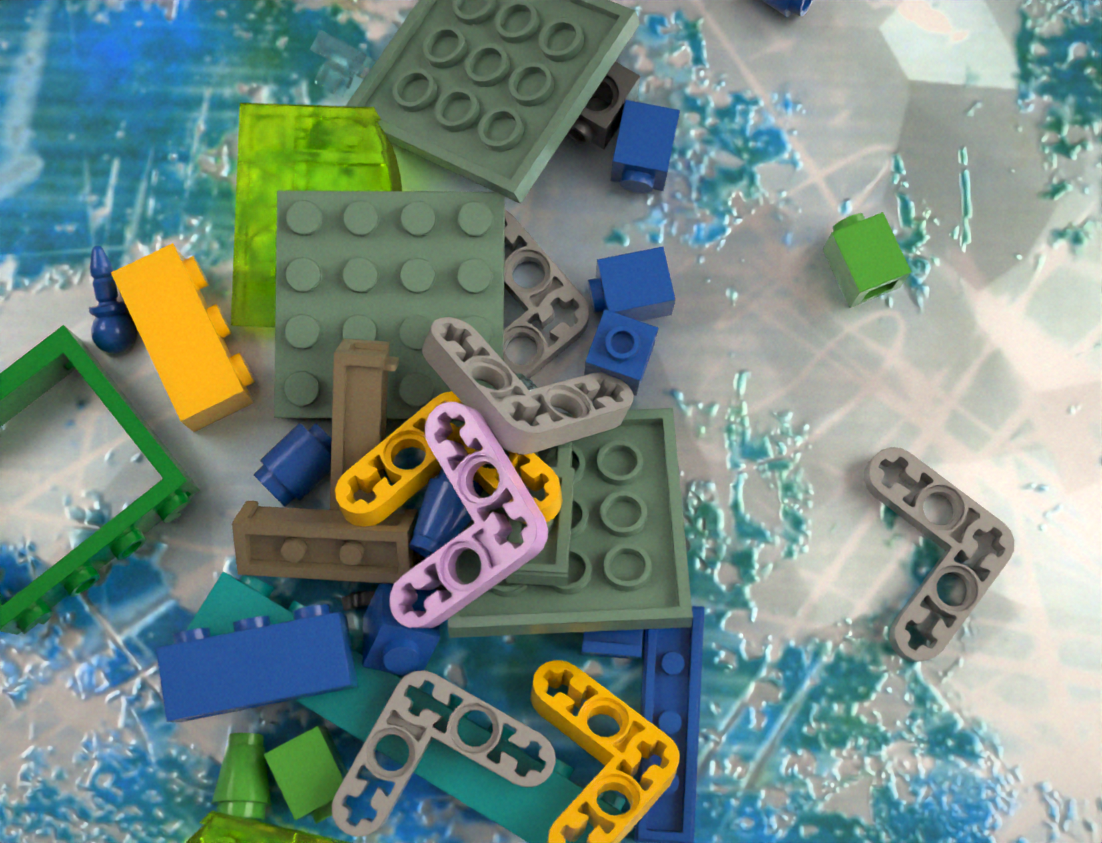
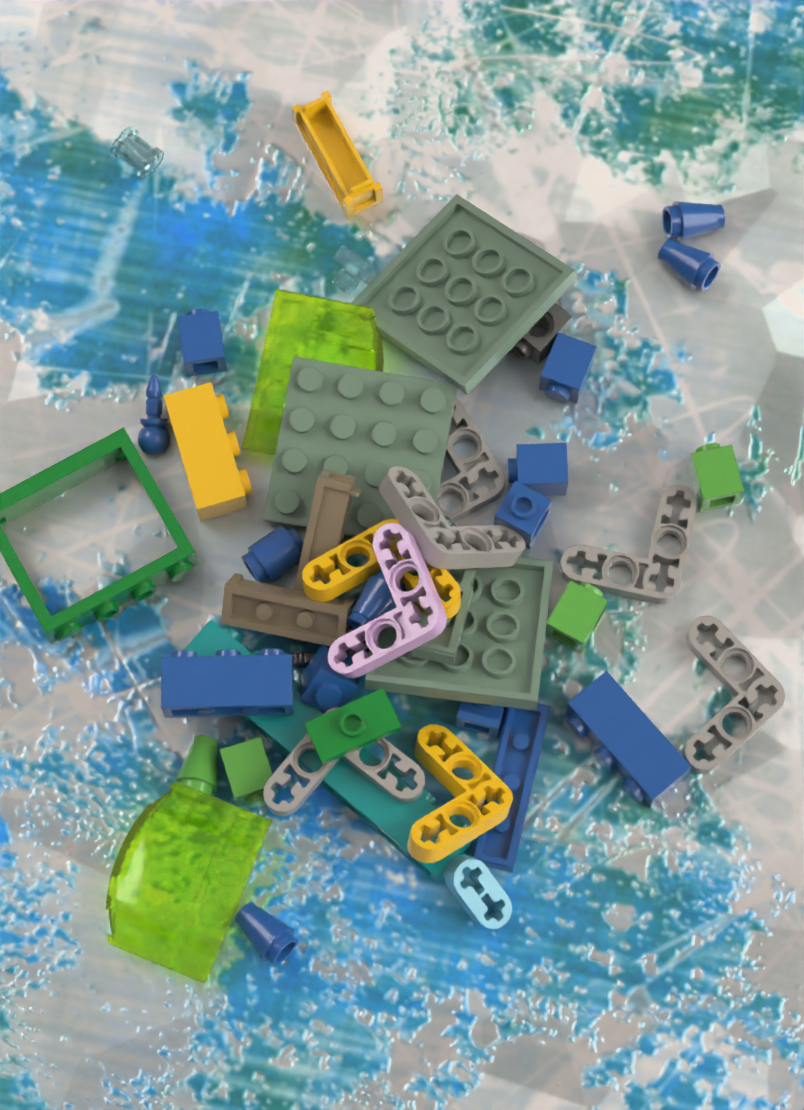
camera: 10 degrees right, 5 degrees down
(155, 192) = (202, 342): none -> blue brick
(441, 698) = (352, 726): none -> green plate
(718, 476) = (576, 615): none -> bright green brick
(789, 397) = (641, 568): none -> light grey beam
(816, 639) = (626, 740): none -> blue brick

